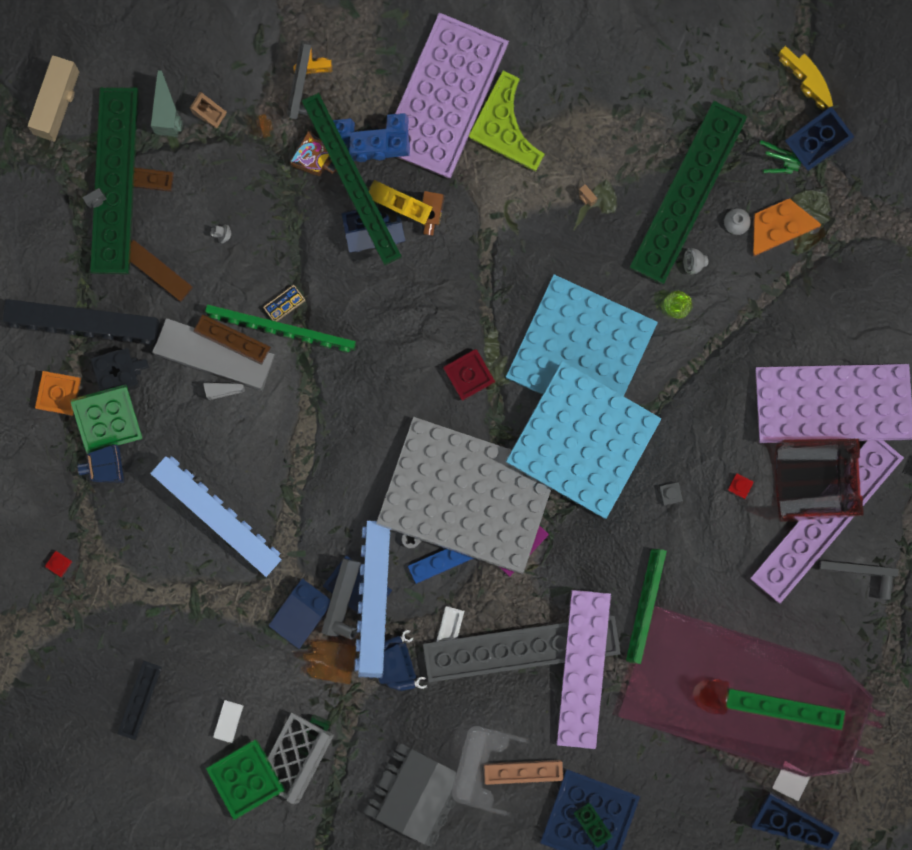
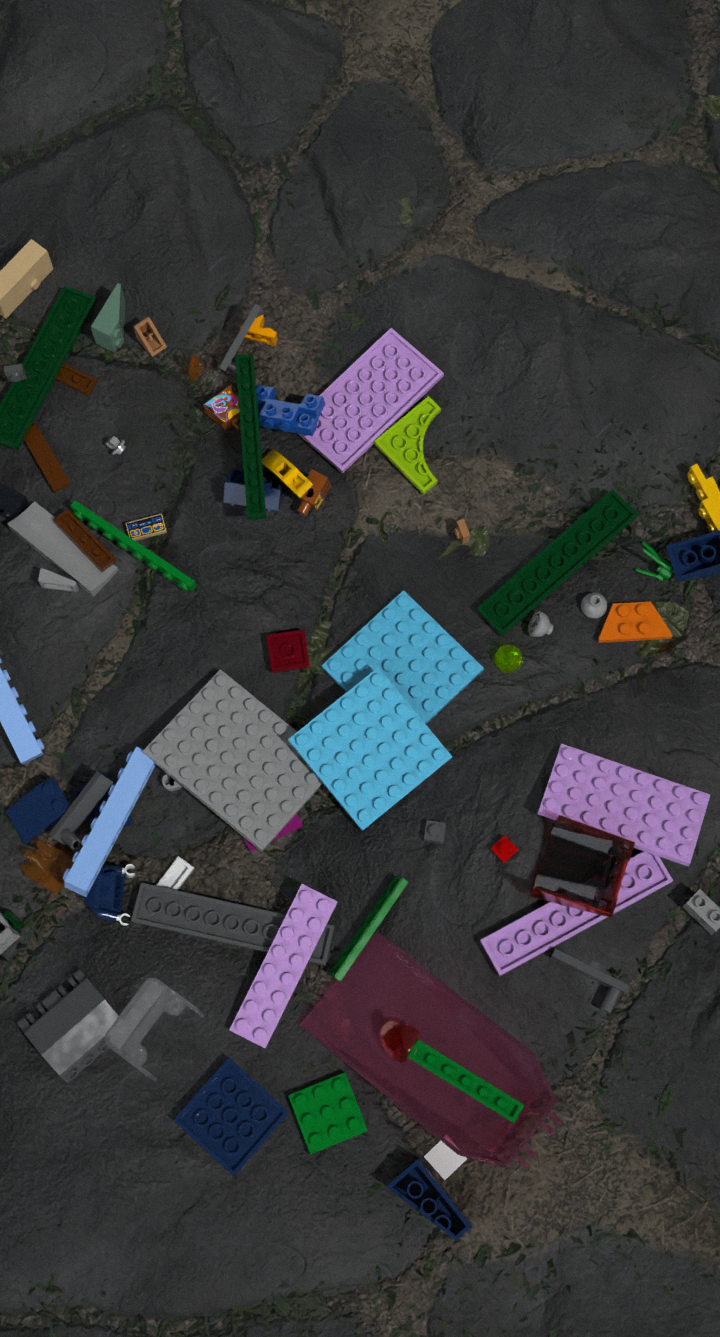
camera: 20 degrees right, 10 degrees down
(436, 564) = (186, 814): blue plate -> none
(523, 772) = (186, 1043): nougat plate -> none
(593, 825) = (231, 1122): dark green slope -> none
(673, 783) = (327, 1113): none -> green plate

